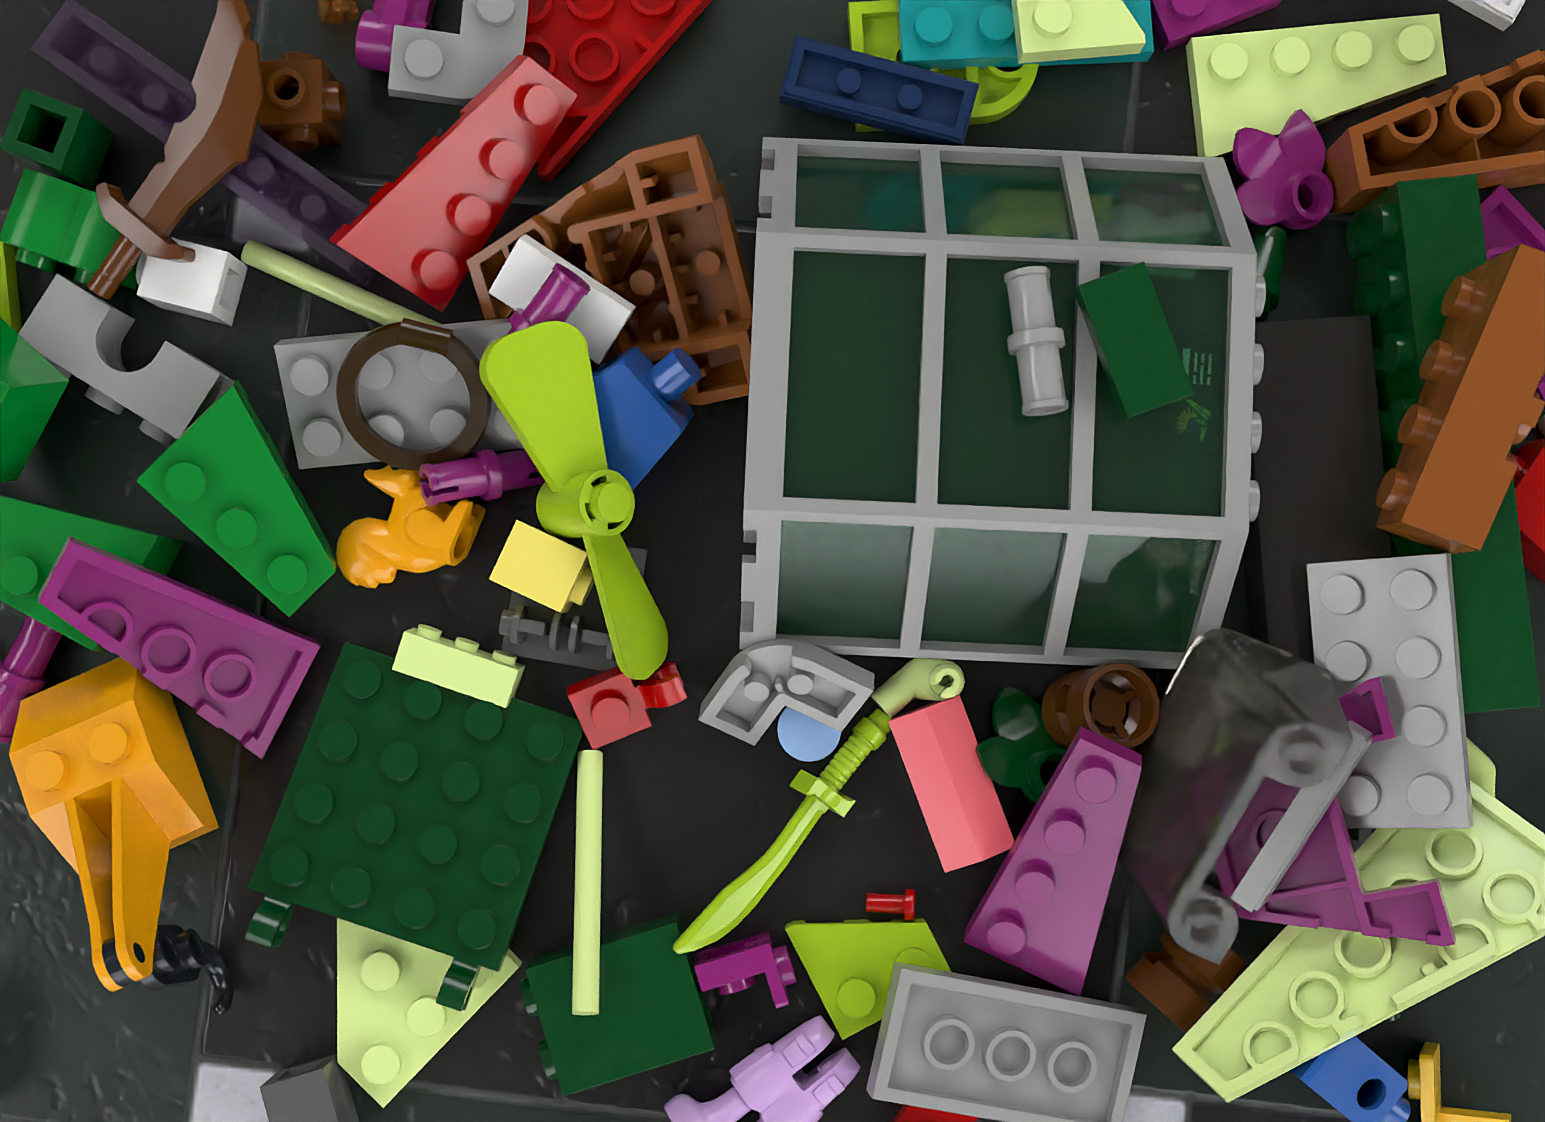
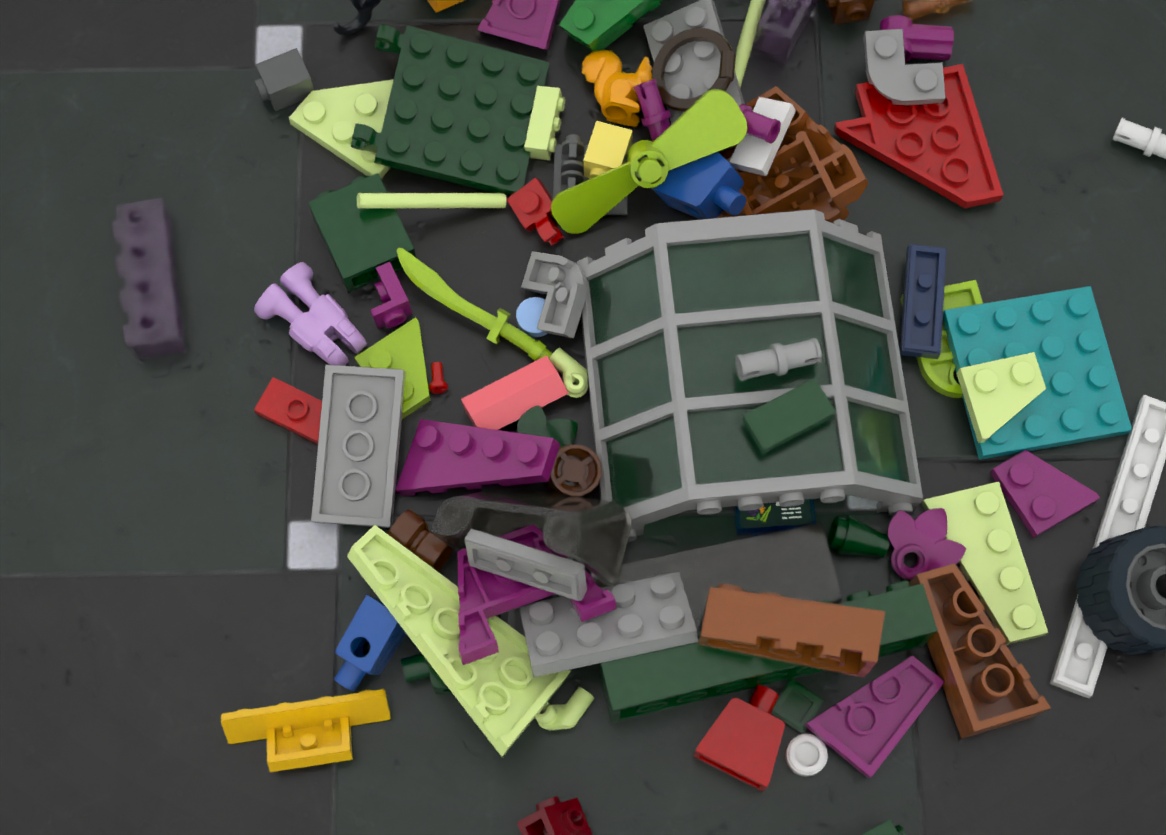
camera: 85 degrees right, 15 degrees down
(459, 185) = (818, 76): wing -> none

